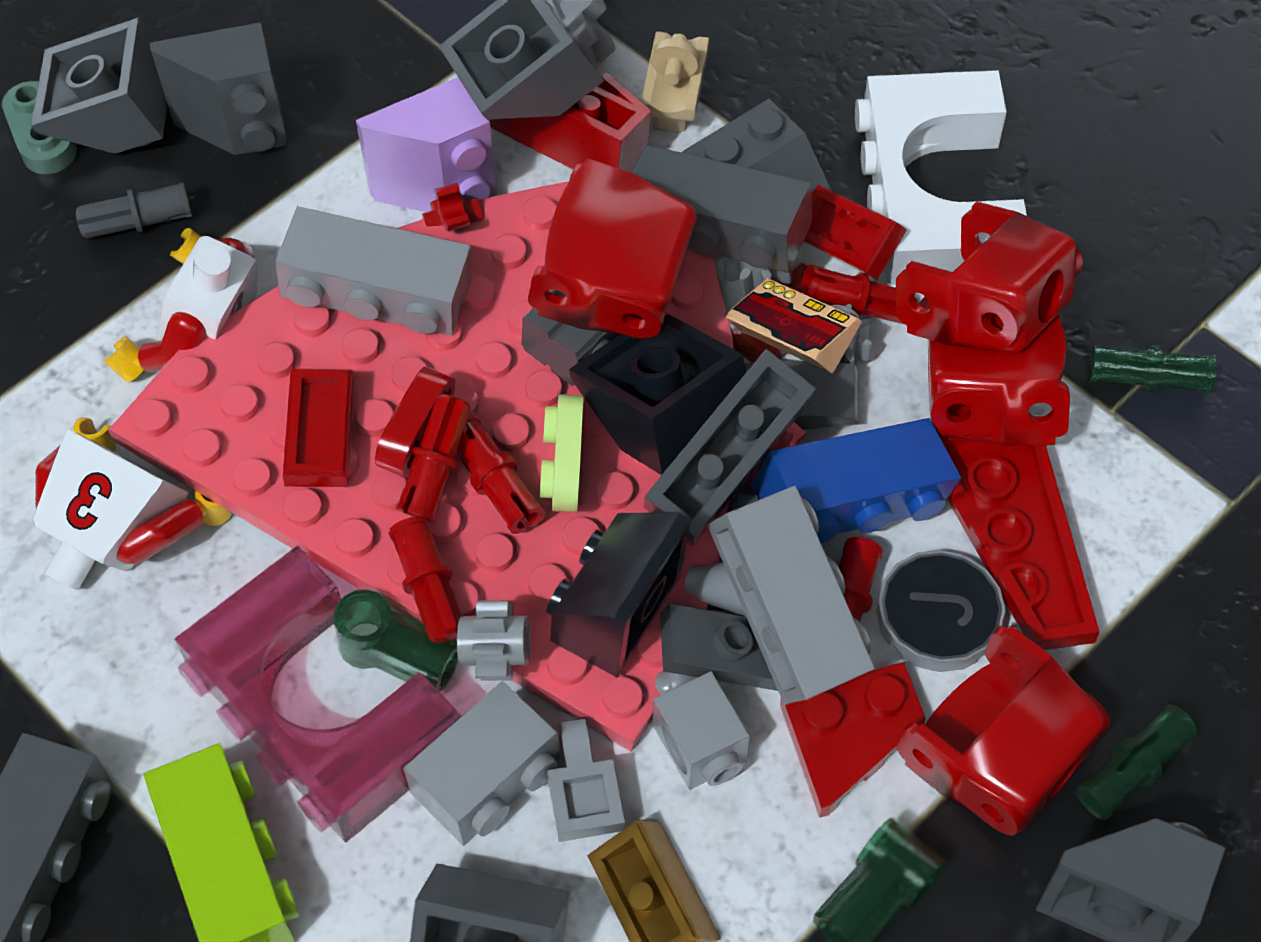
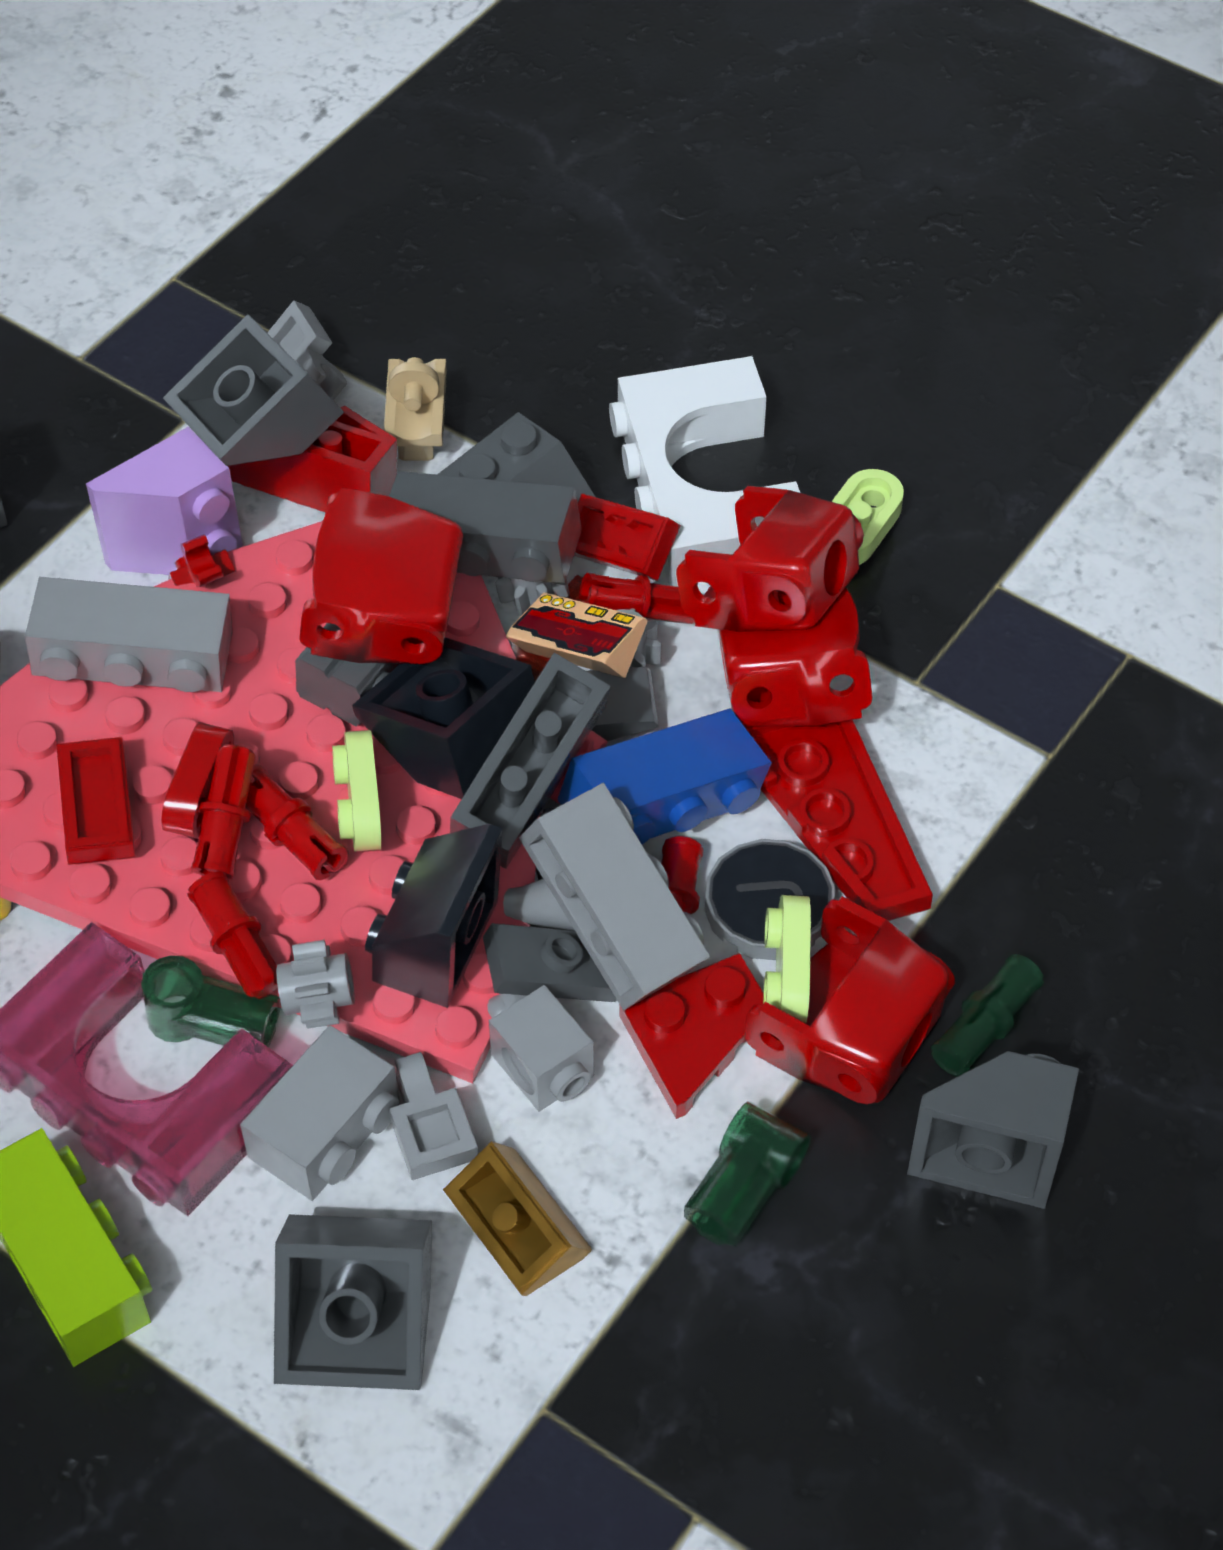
camera: 10 degrees left, 5 degrees down
(955, 653) = (790, 933): none -> yellowish green plate
(1093, 213) = (870, 489): none -> yellowish green plate
(1152, 368) = (951, 633): clear green pin -> none

